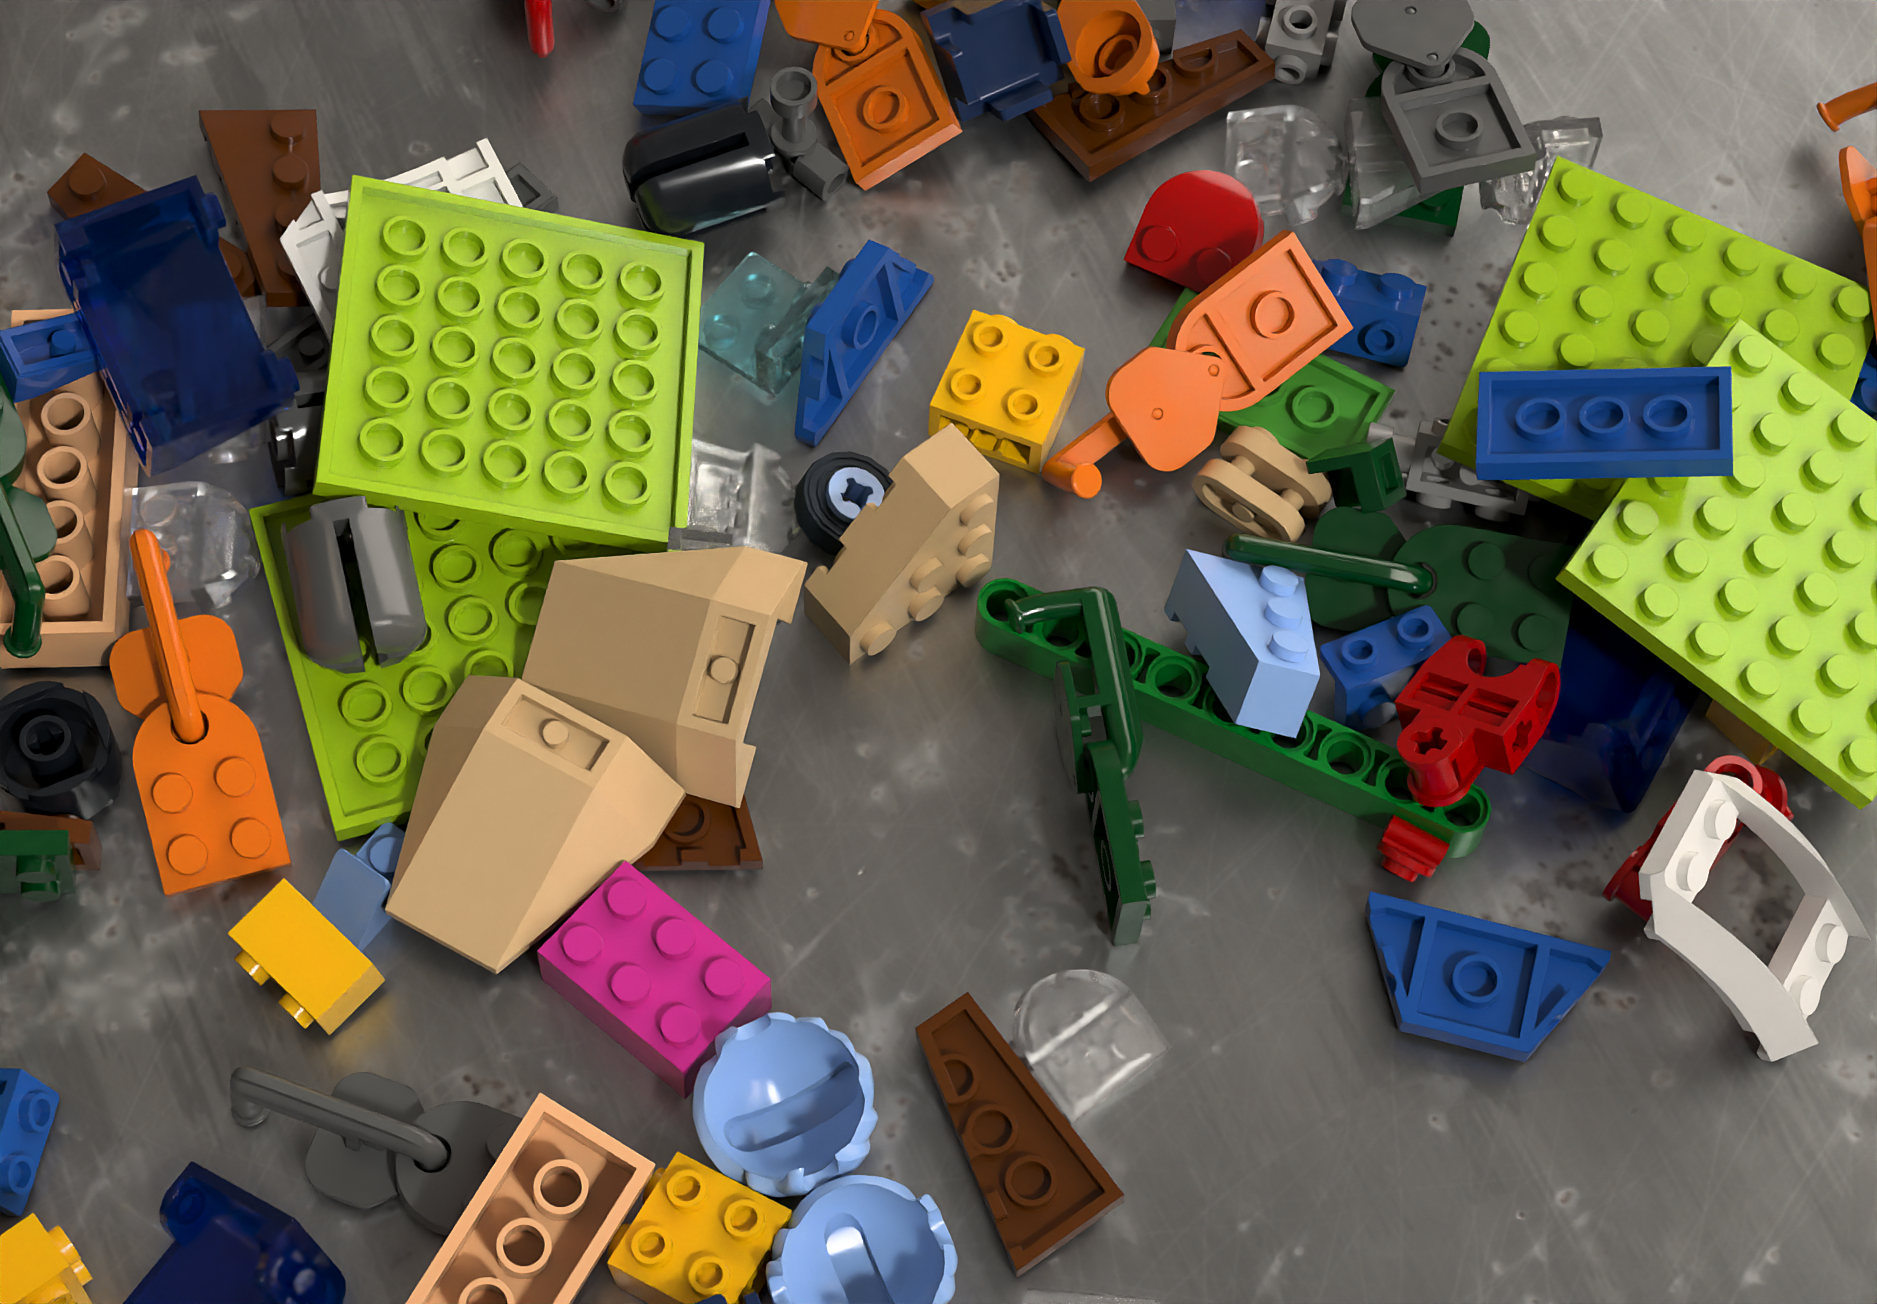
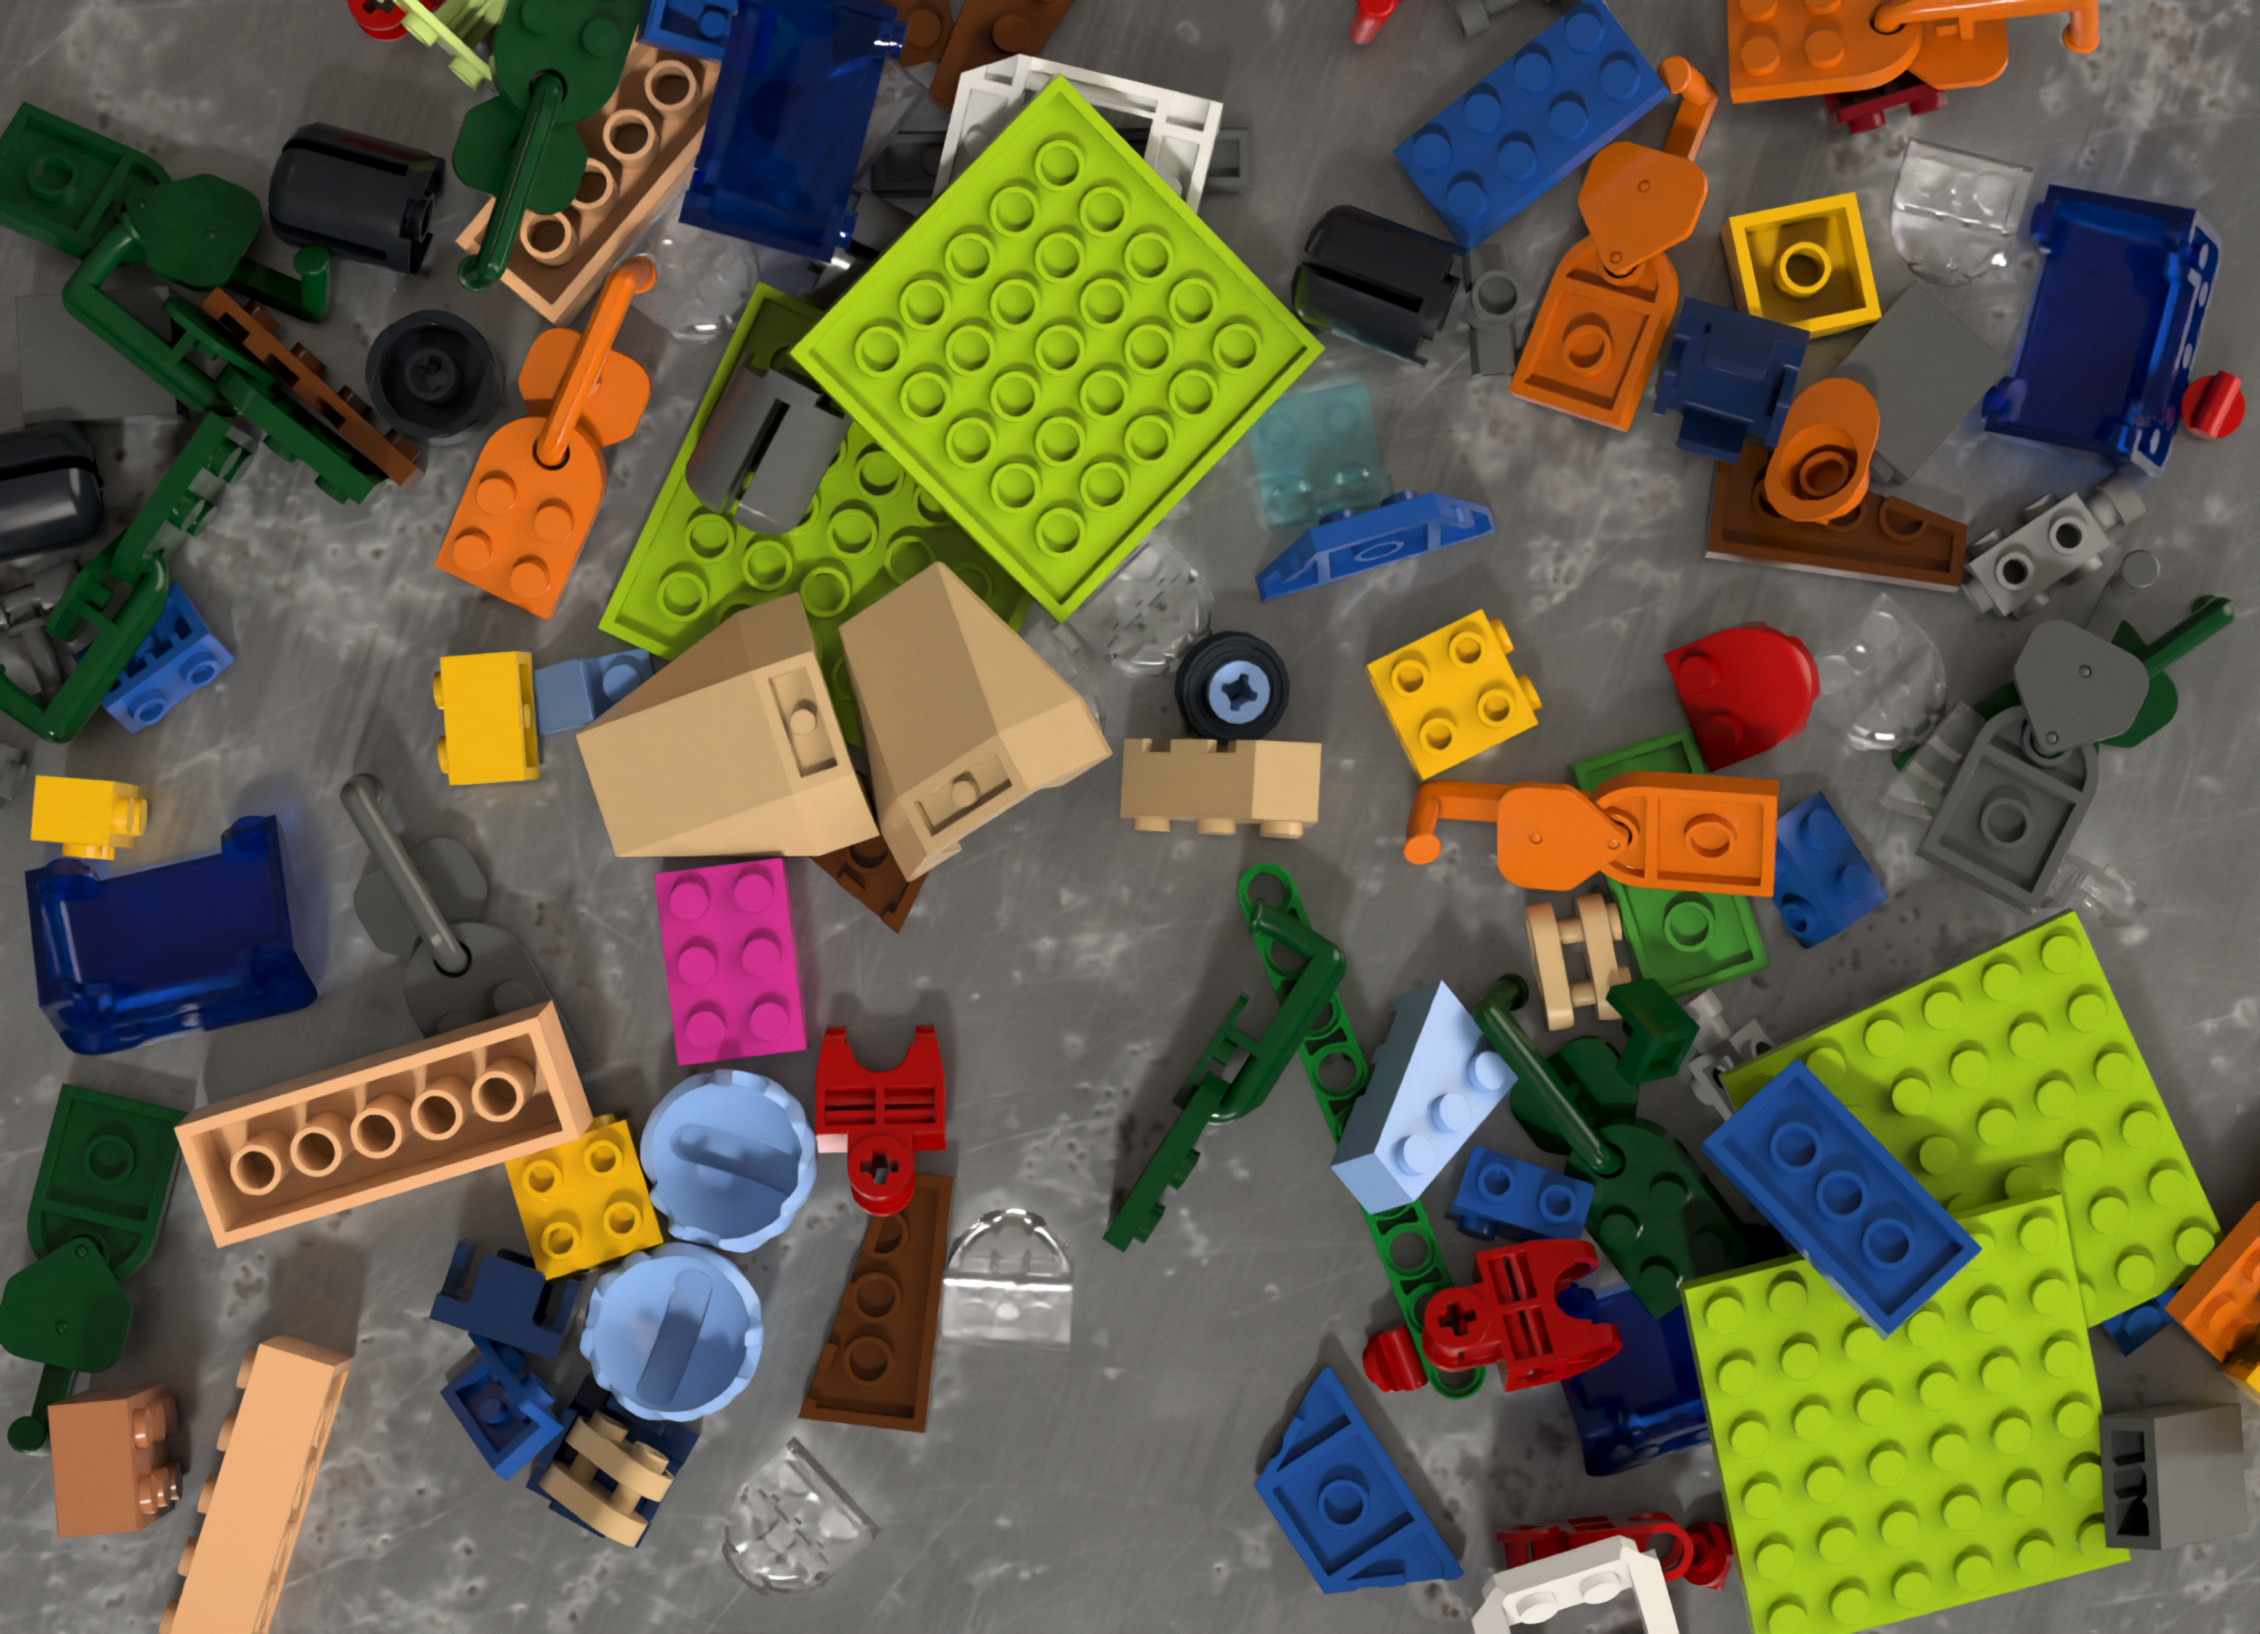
camera: 45 degrees right, 25 degrees up
(875, 988) = (880, 1116): none -> red piece

